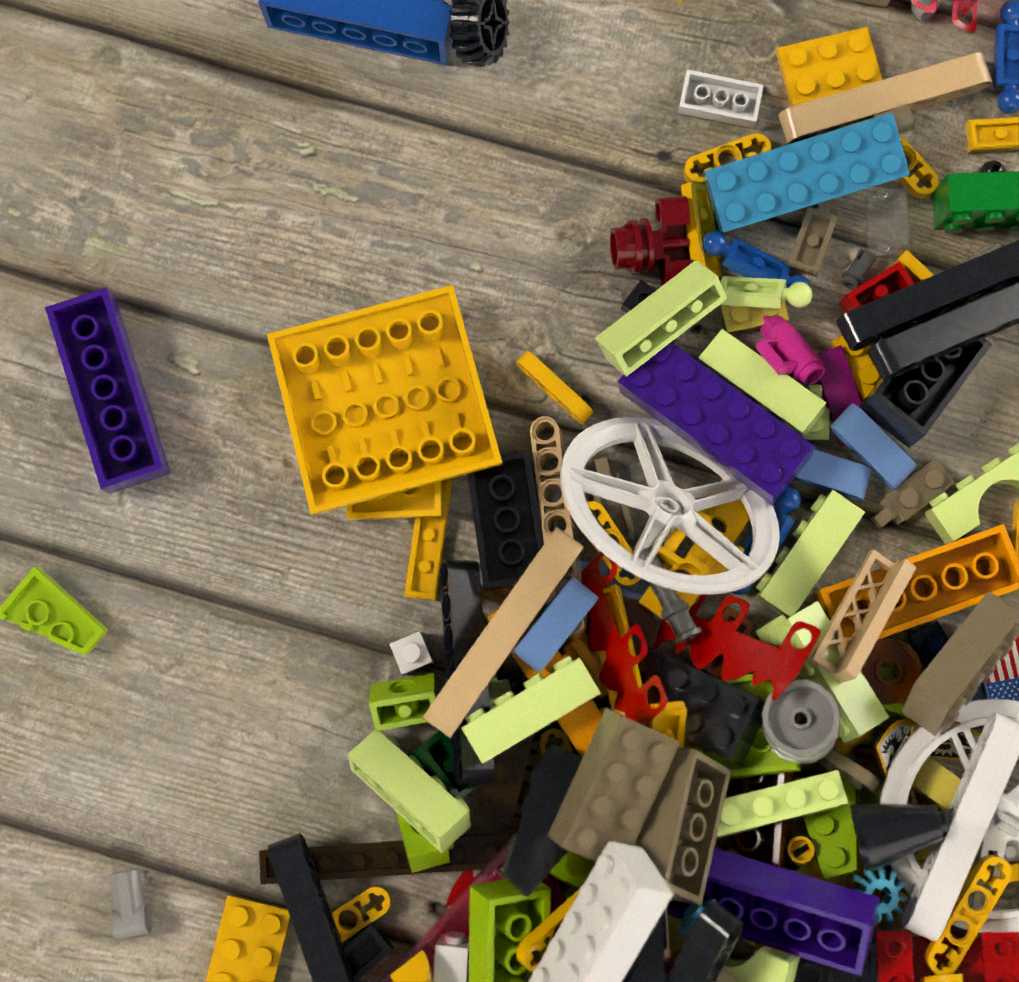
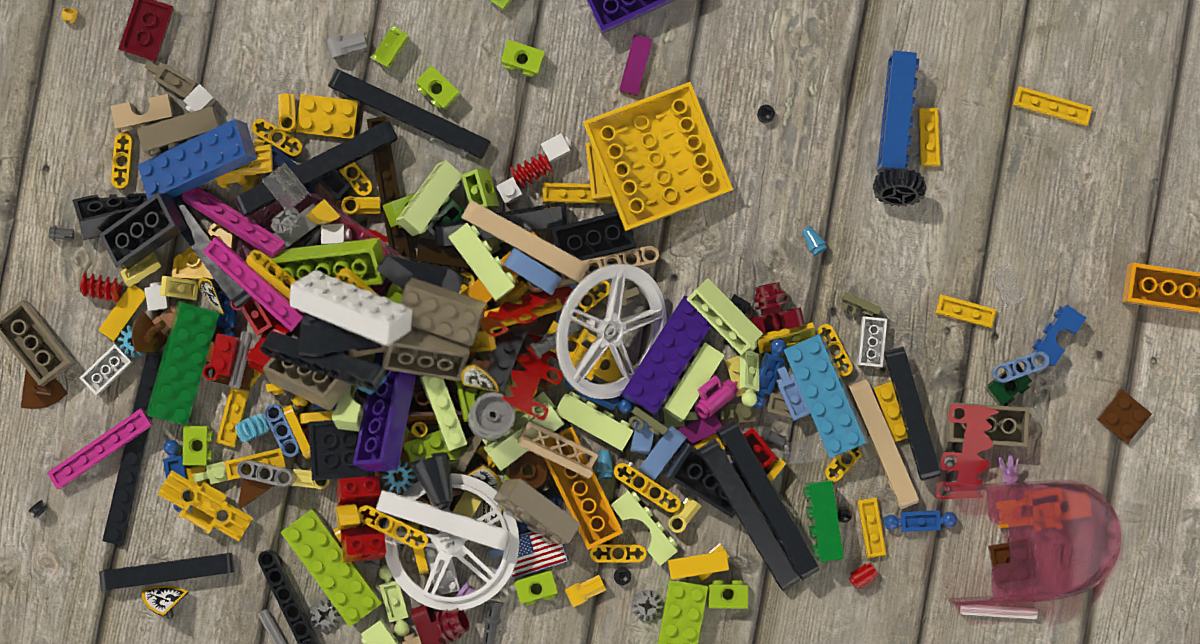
camera: 80 degrees right, 5 degrees up
(144, 829) = (390, 47): none -> lime hinge
(175, 616) = (514, 50): none -> lime brick
(204, 761) = (433, 77): none -> lime brick
(228, 423) = (635, 65): none -> magenta tile
(259, 811) = (409, 113): none -> black beam
(343, 228) = (763, 119): none -> black bush
(348, 567) = (556, 147): none -> white brick
(381, 611) = (531, 170): none -> red piece
(408, 905) = (364, 205): none -> yellow piece
(549, 171) = (814, 242): none -> dark azure cone
(554, 387) = (678, 258): yellow beam -> none
(666, 98) = (868, 308): none -> olive plate
(732, 735) = (477, 376): none -> shield
(796, 228) = (792, 395): none -> medium blue hinge
(815, 322) = (736, 412): none -> olive plate
(831, 451) = (655, 426): none -> olive plate
(843, 45) = (912, 413): none -> black beam
(888, 543) = (604, 465): none -> dark azure cone
(926, 477) = (648, 485): none -> yellow beam
(973, 422) = (684, 513): none -> light yellow piece

